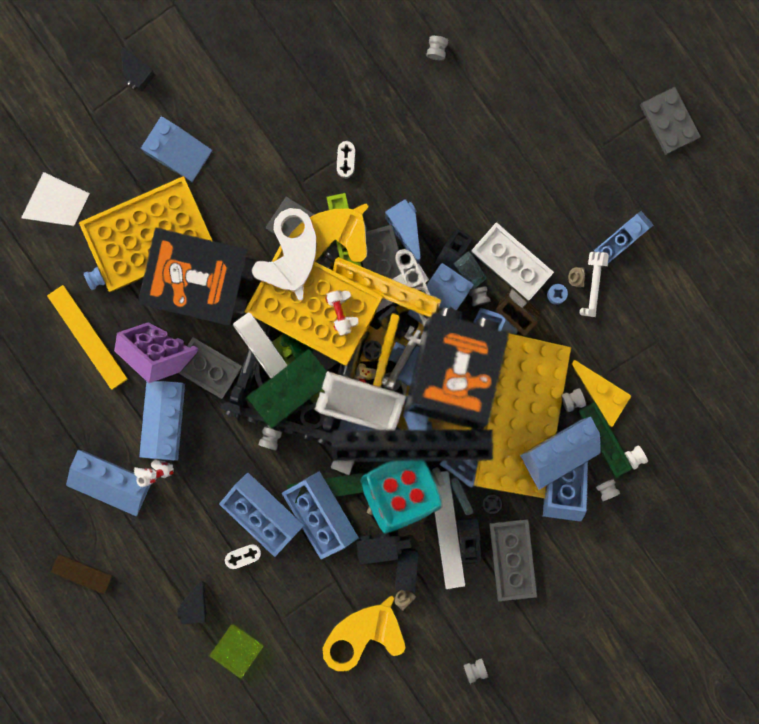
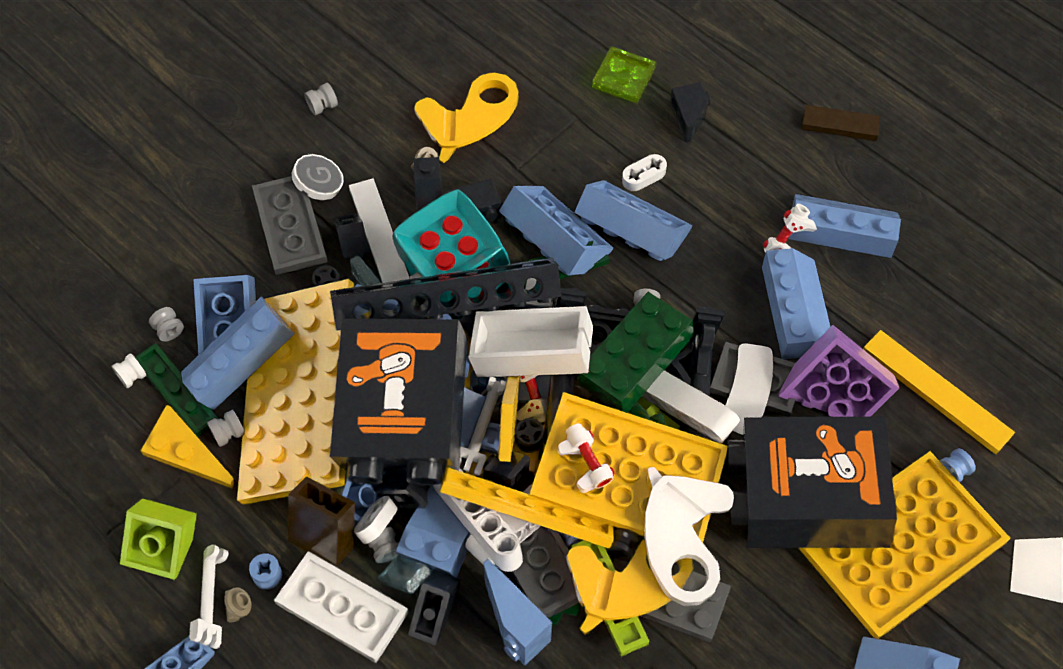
camera: 170 degrees right, 25 degrees down
(215, 359) = (751, 383): none -> white sticker
(483, 308) = (375, 519): none -> white beam
(487, 595) = (317, 177): none -> tile
(624, 330) = (157, 538): none -> lime slope

